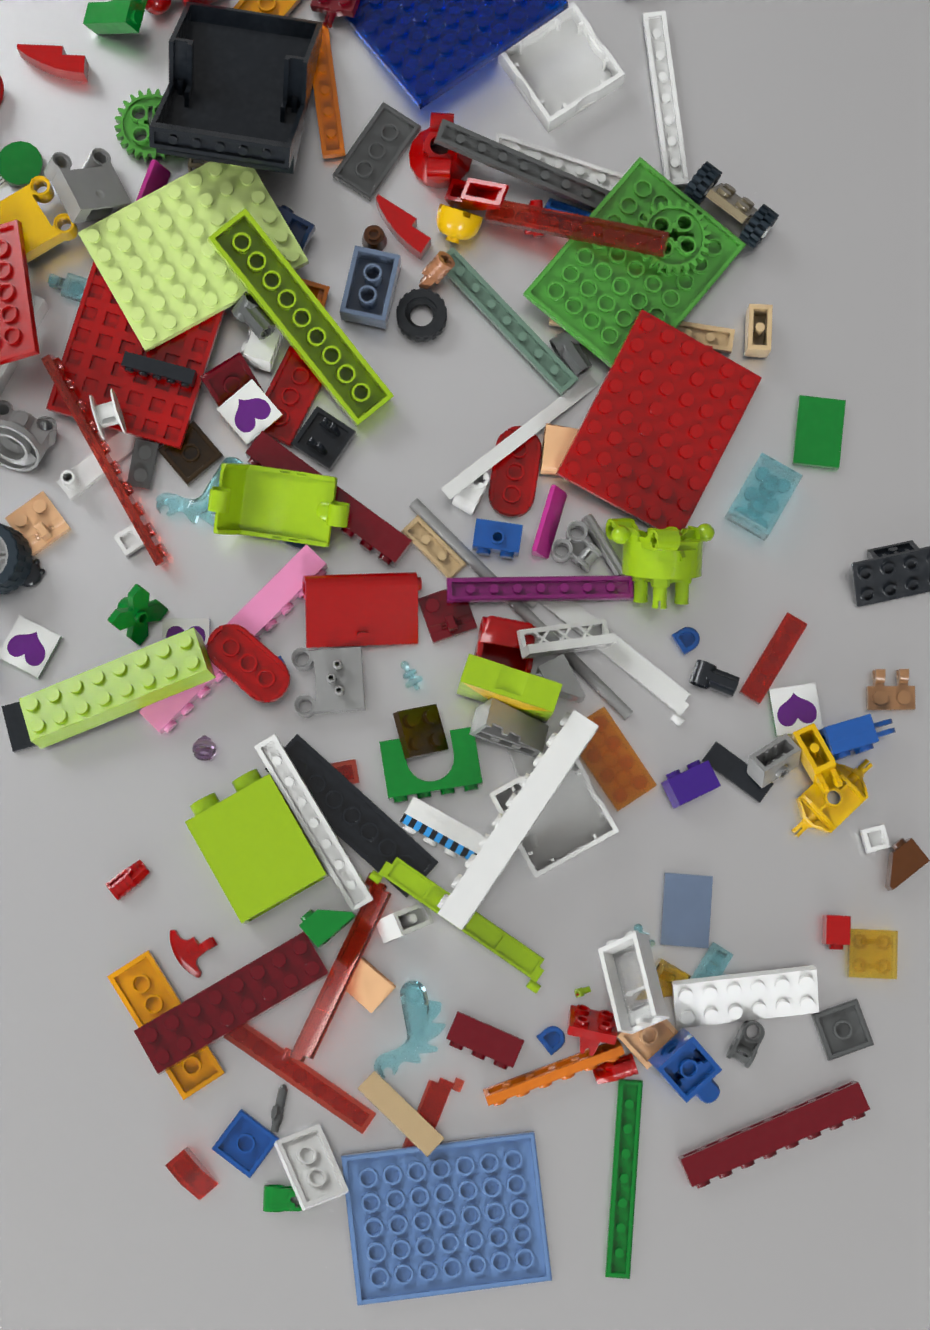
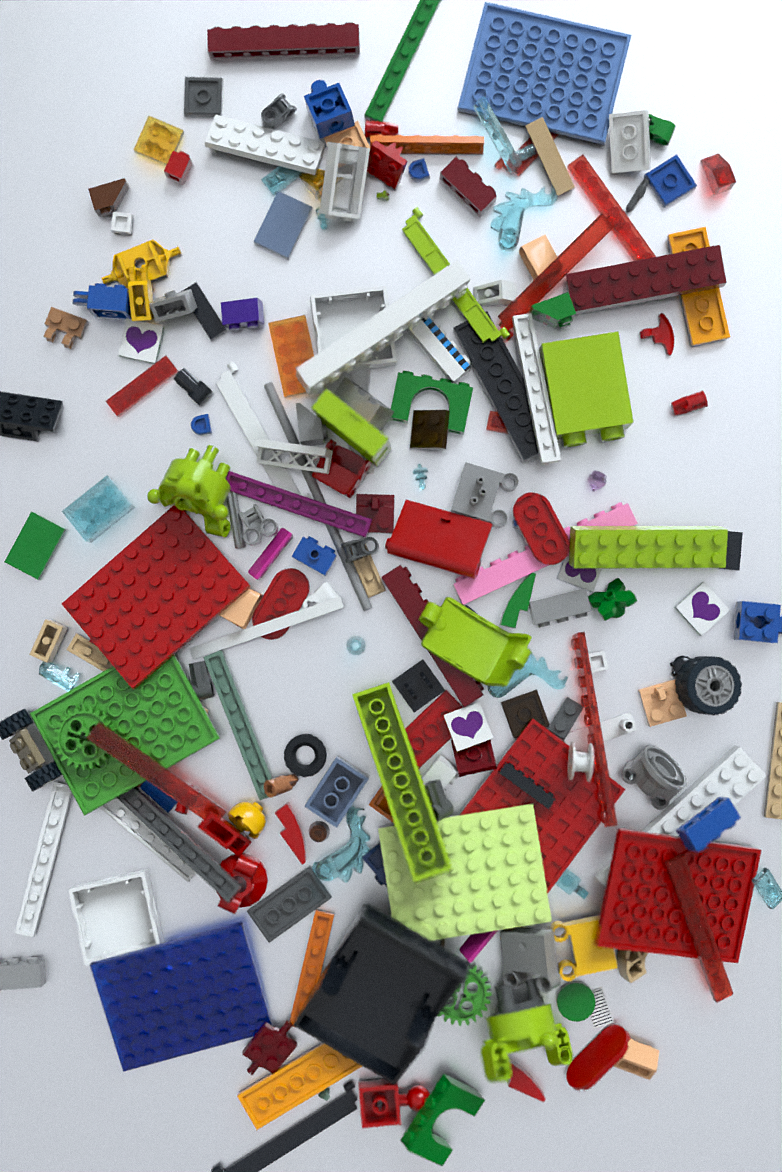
camera: 155 degrees left, 5 degrees up
(70, 106) = (522, 1028): none -> lime piece
(194, 585) = (559, 607): none -> light grey brick
(244, 572) = (518, 601): none -> green slope
(329, 224) = (349, 856): none -> clear light blue animal
(411, 461) = (362, 645): none -> clear light blue cone
(446, 1092) = (511, 158): none -> clear light blue piece
(451, 560) = (358, 549): none -> dark grey piece
(739, 298) = (61, 679): none -> clear light blue plate

